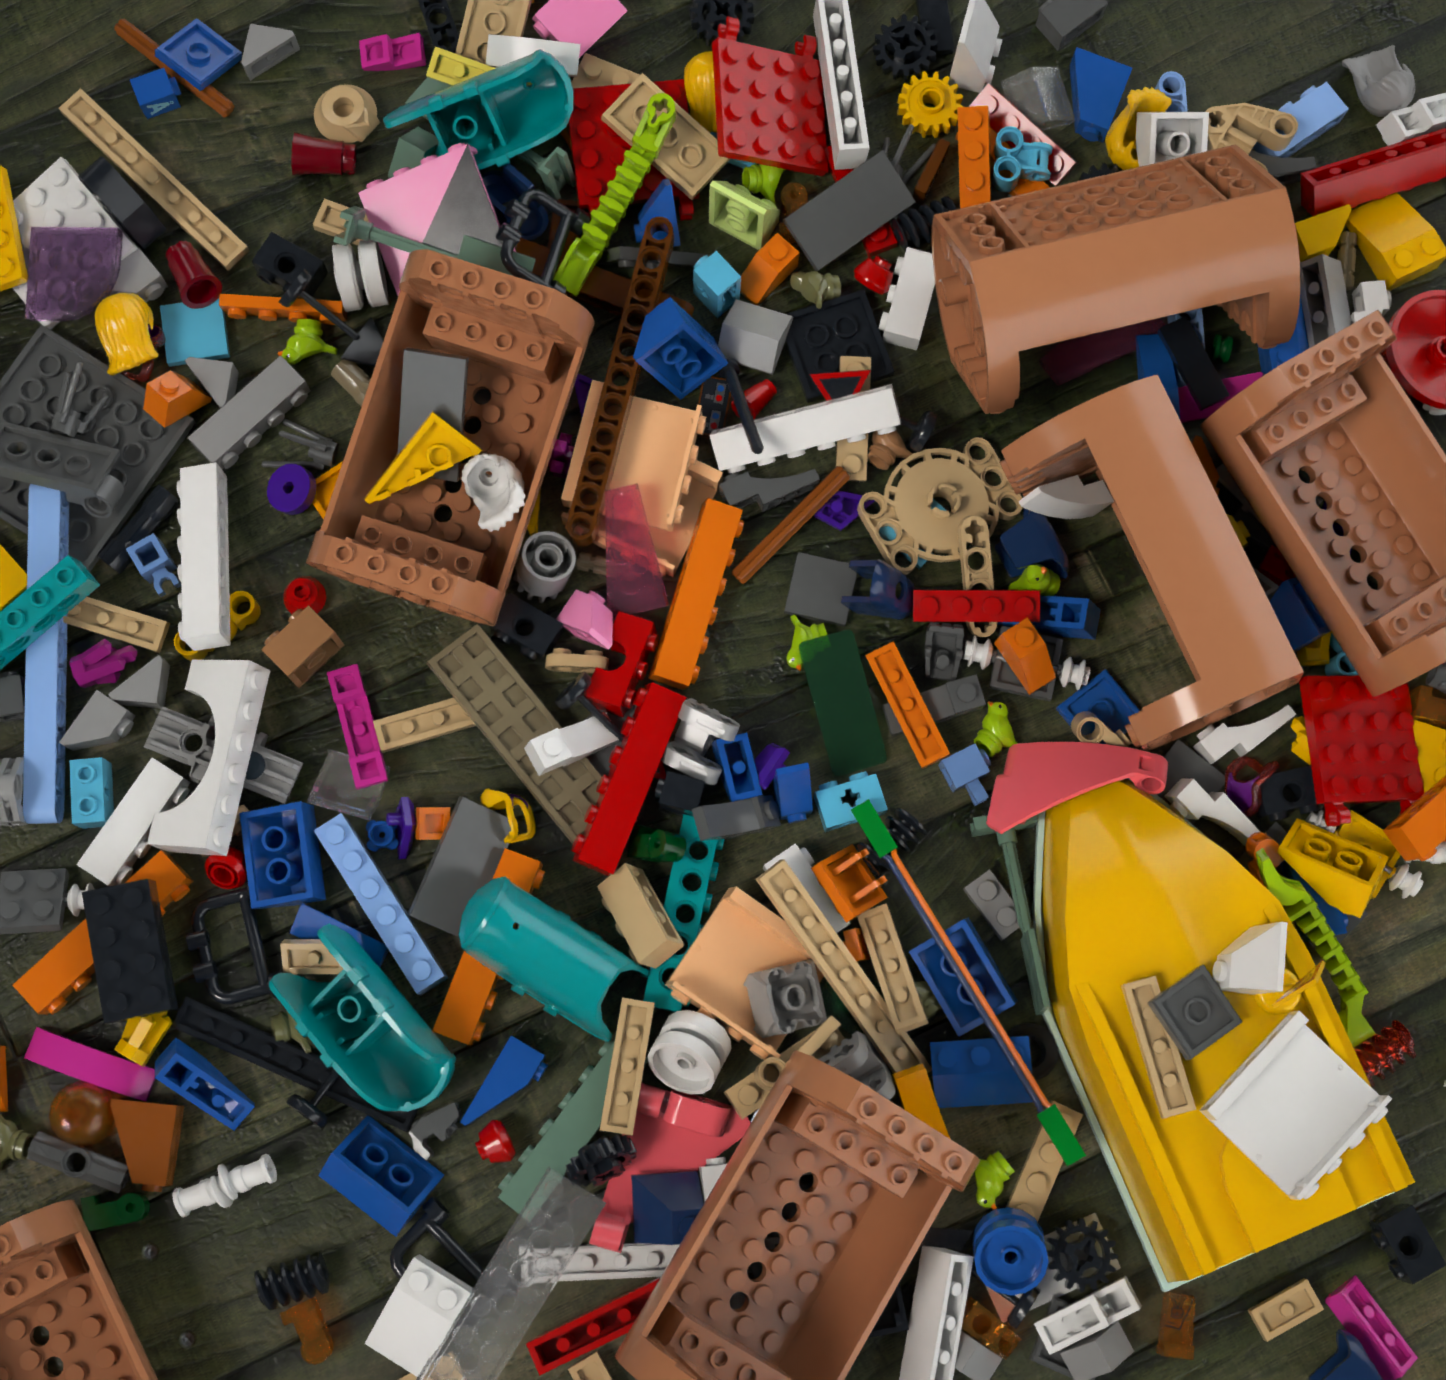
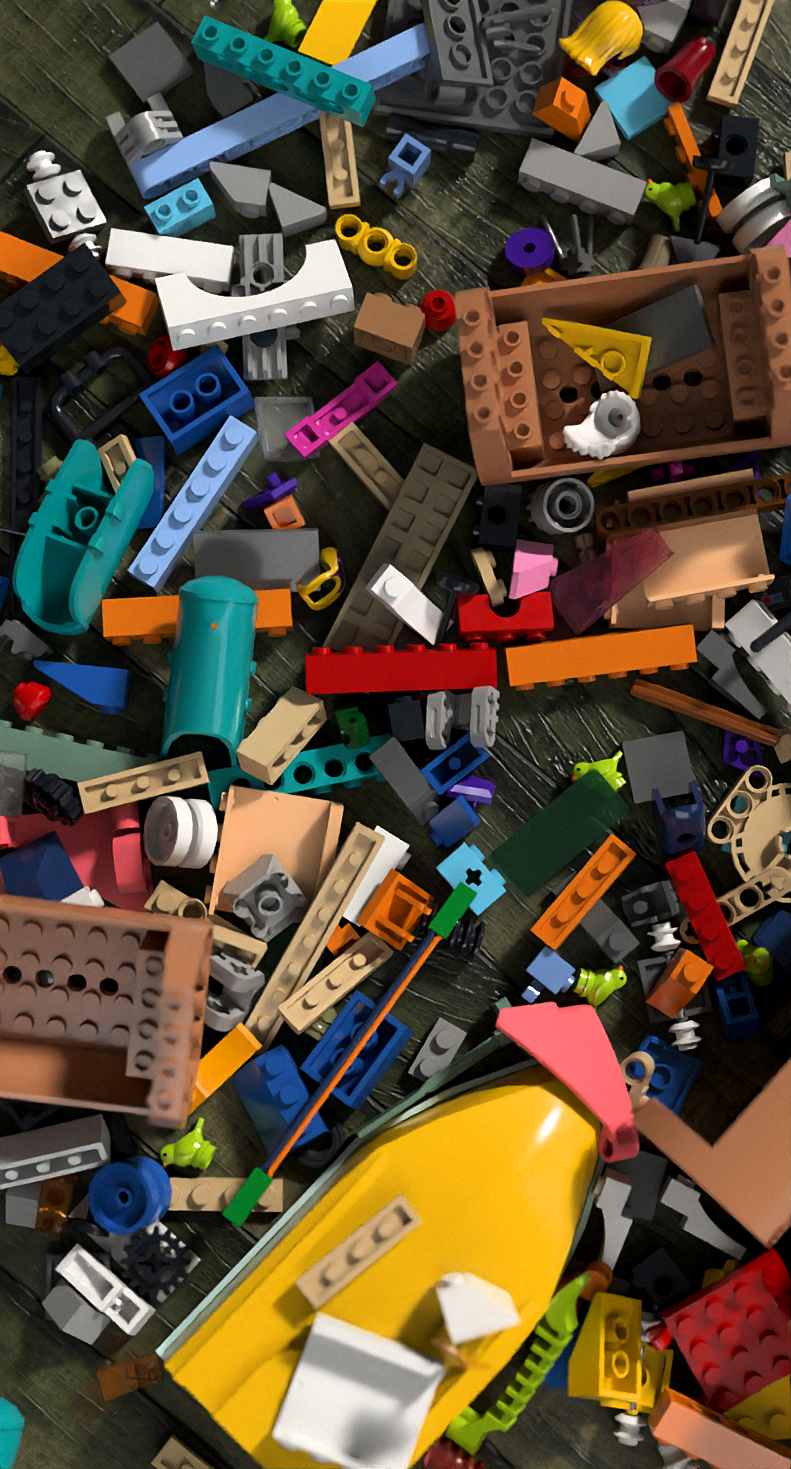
camera: 70 degrees right, 5 degrees up
(101, 664) = (296, 163): magenta rock -> none
(203, 557) = (430, 204): white brick -> none
(375, 842) = (247, 474): blue plate -> none
(1194, 1012) = (404, 1271): dark grey tile -> none
(1247, 794) = (641, 1241): clear red piece -> none

